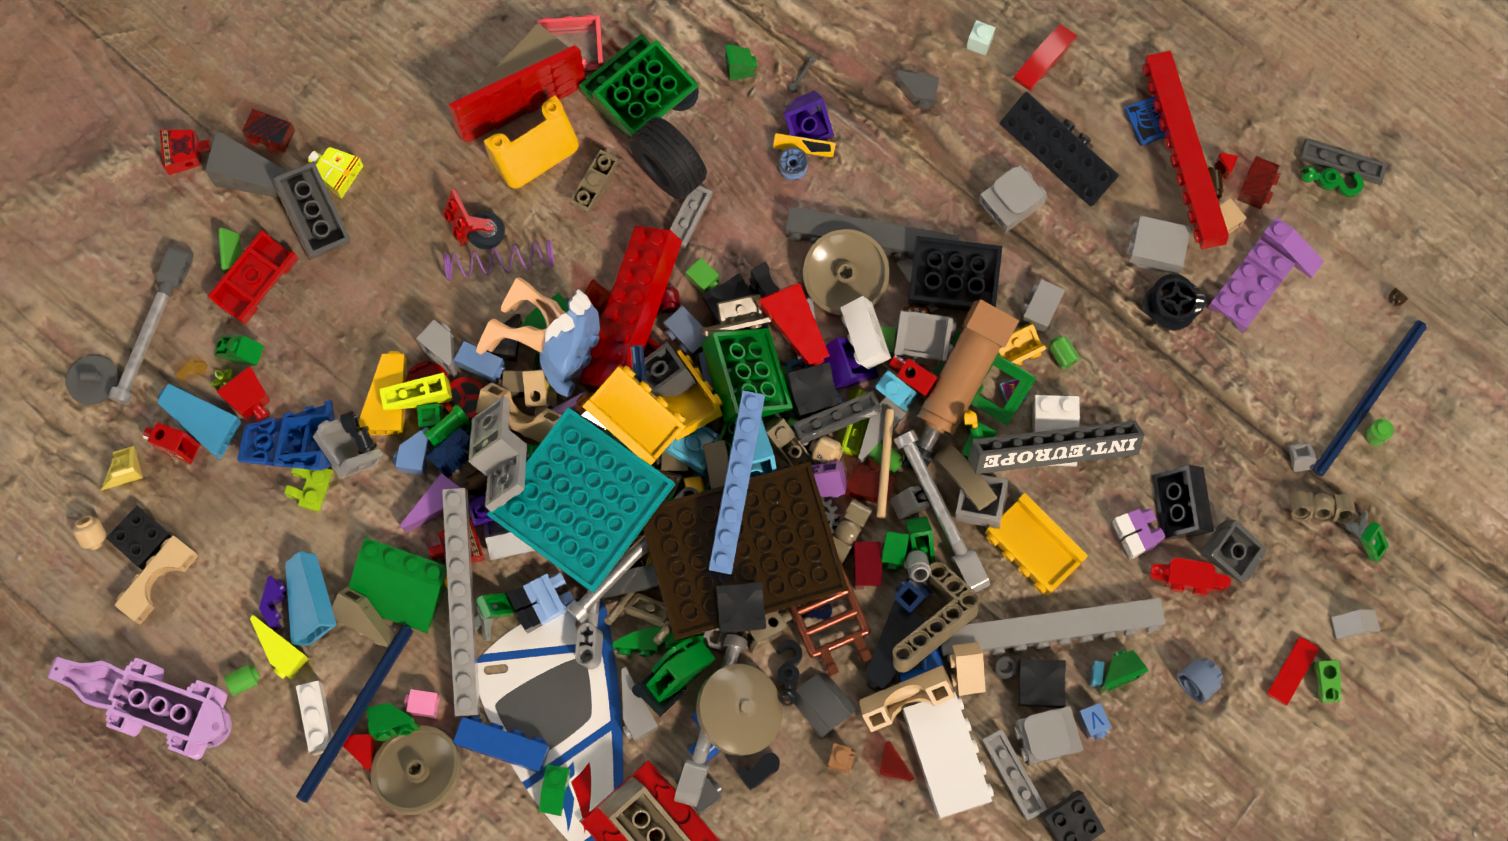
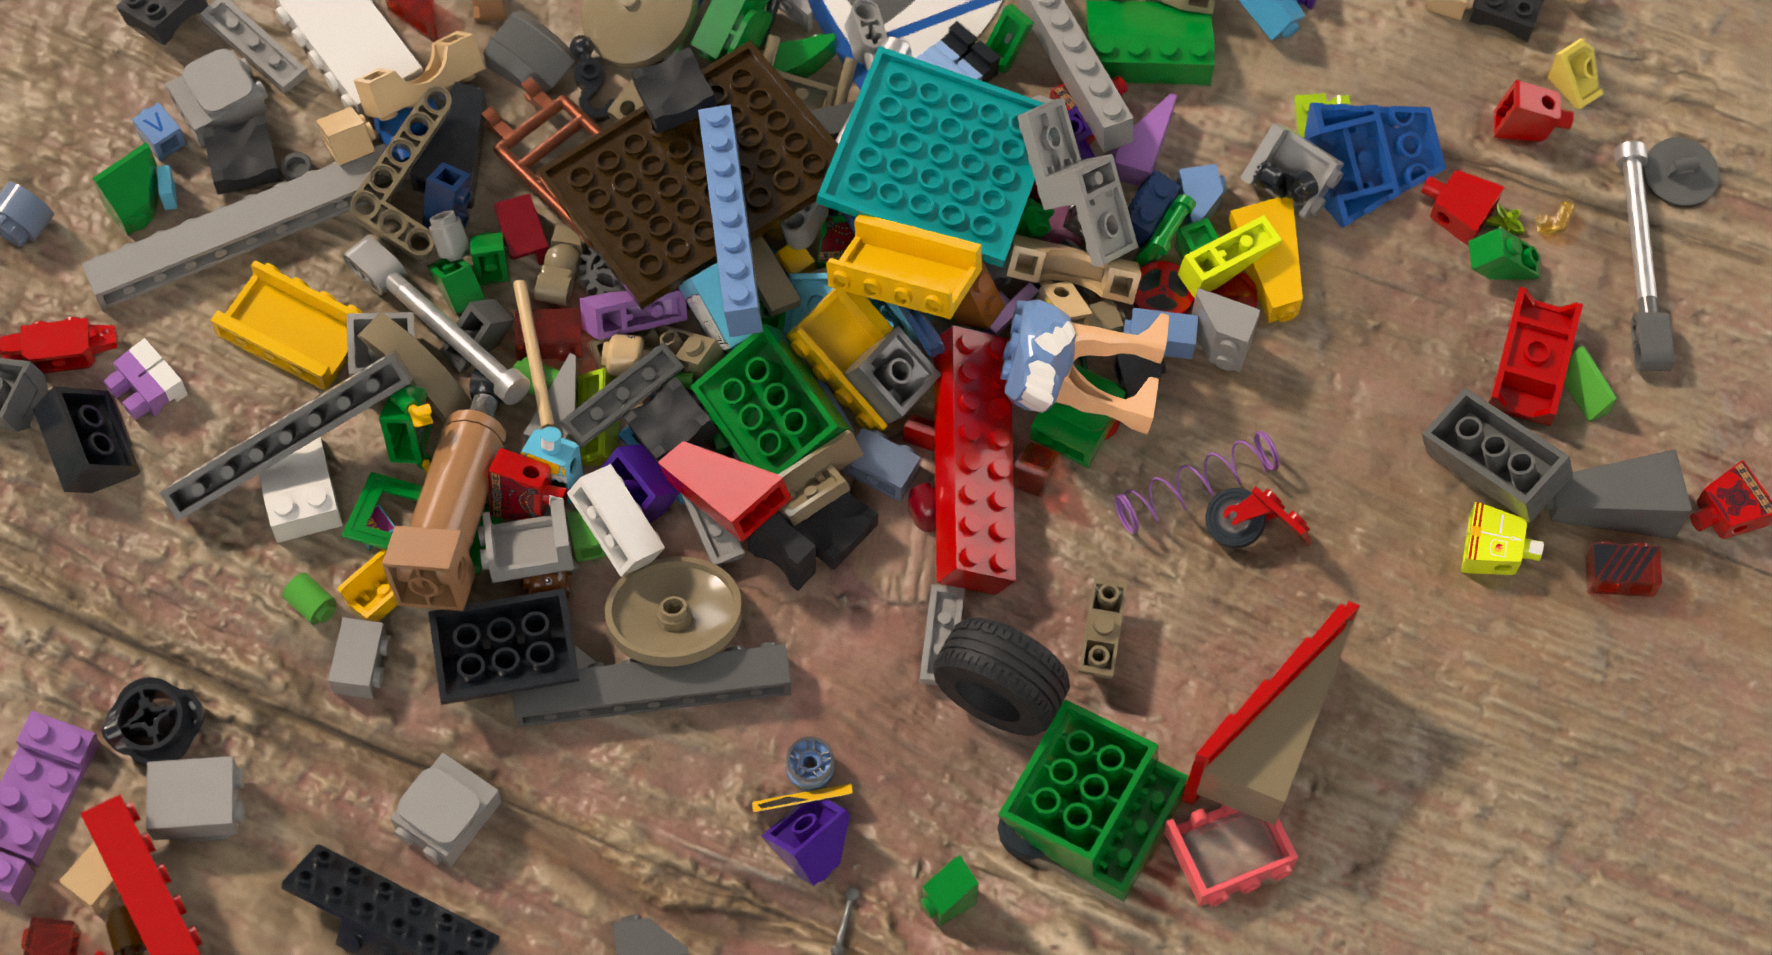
camera: 160 degrees right, 10 degrees down
(204, 421) = (1513, 156): dark azure slope -> none
(535, 150) = (1189, 686): yellow windscreen -> none
(702, 276) = (887, 548): bright green brick -> none

